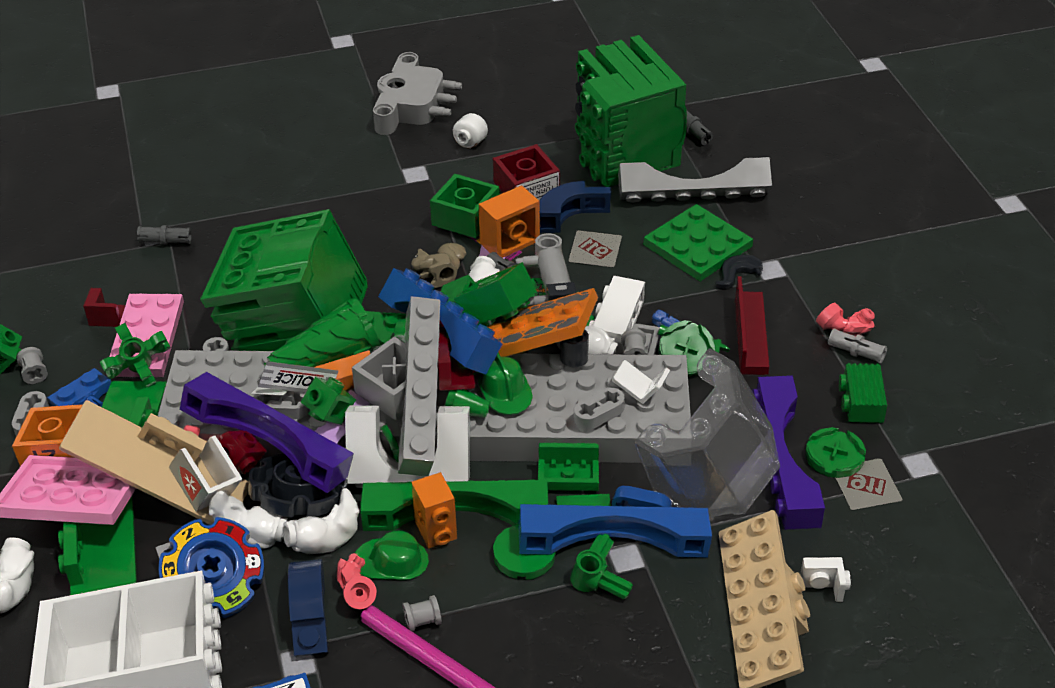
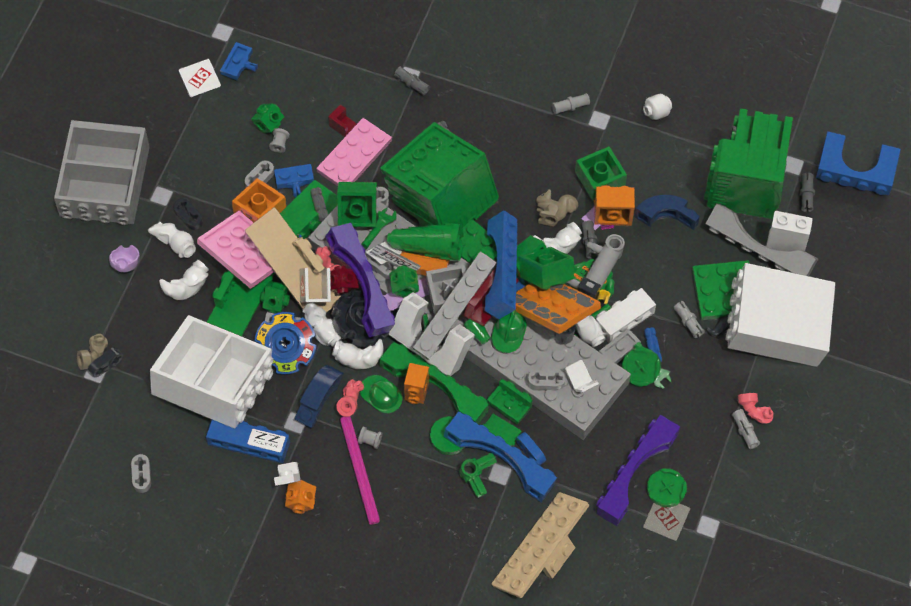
camera: 35 degrees right, 20 degrees up
(131, 345) = (335, 158): green pin -> none
(131, 392) = (319, 203): none -> dark grey axle
(154, 513) = (275, 297): none -> green brick
(199, 348) = (357, 203): none -> green brick
(244, 362) = (383, 220): none -> green piece
(372, 171) = (570, 103): none -> light grey pin
(414, 95) = (651, 53): light grey piece -> none
(526, 168) = (657, 171): dark red brick -> none
(595, 248) = (659, 253): clear smoke sticker -> none
(634, 342) = (609, 346): light grey bush -> none
(689, 283) = (689, 319): none -> light grey pin
(719, 148) = (789, 232): none -> white panel
(721, 452) = (586, 452): clear windscreen -> none
(747, 83) = (835, 170): none -> blue arch
(751, 331) = (694, 376): dark red panel -> none
(787, 219) = (781, 314): none -> white container
(826, 573) = (587, 553): white bracket -> none
(864, 393) = (716, 462): green brick -> none

